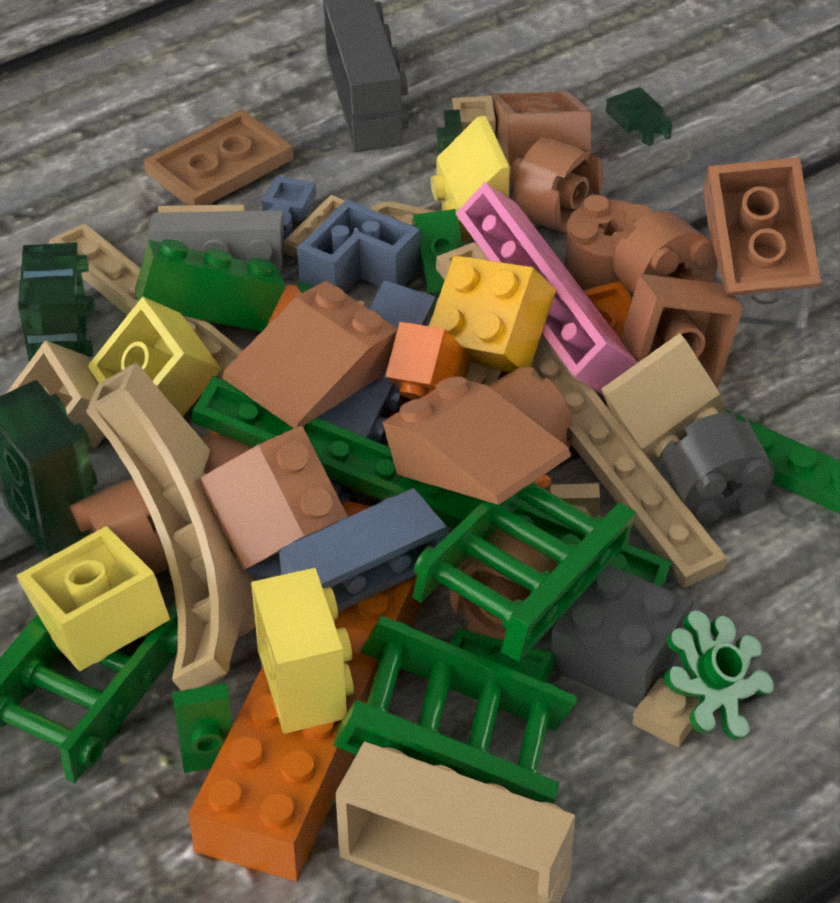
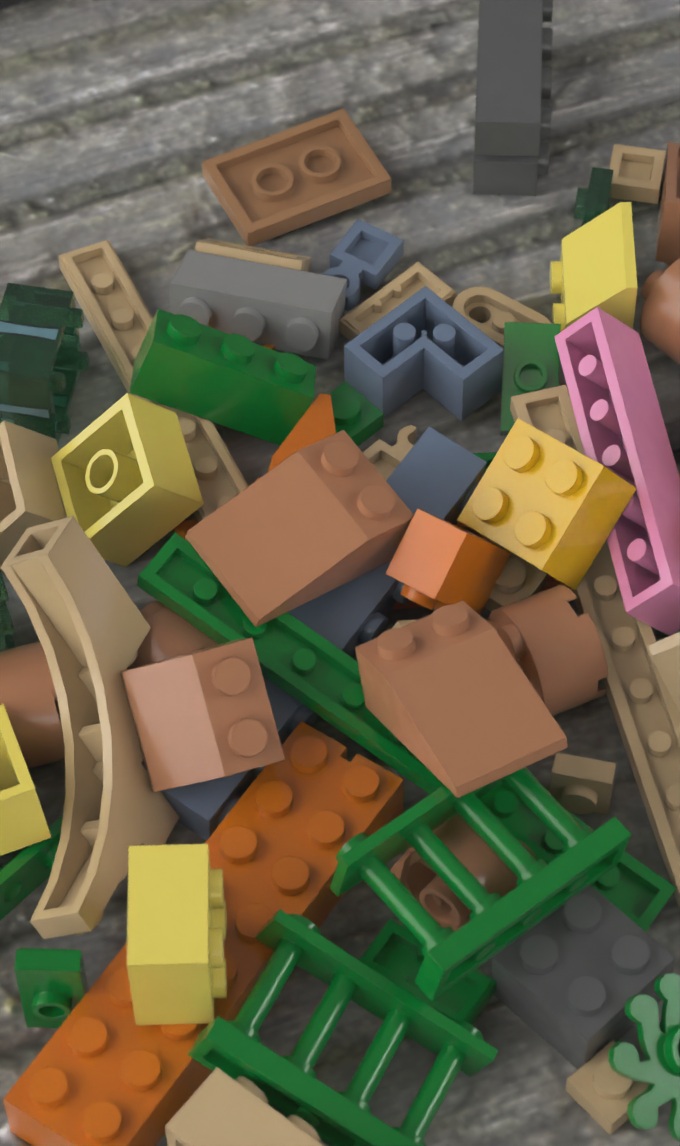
camera: 15 degrees right, 10 degrees up
(368, 549) = (290, 810): sand blue brick -> none

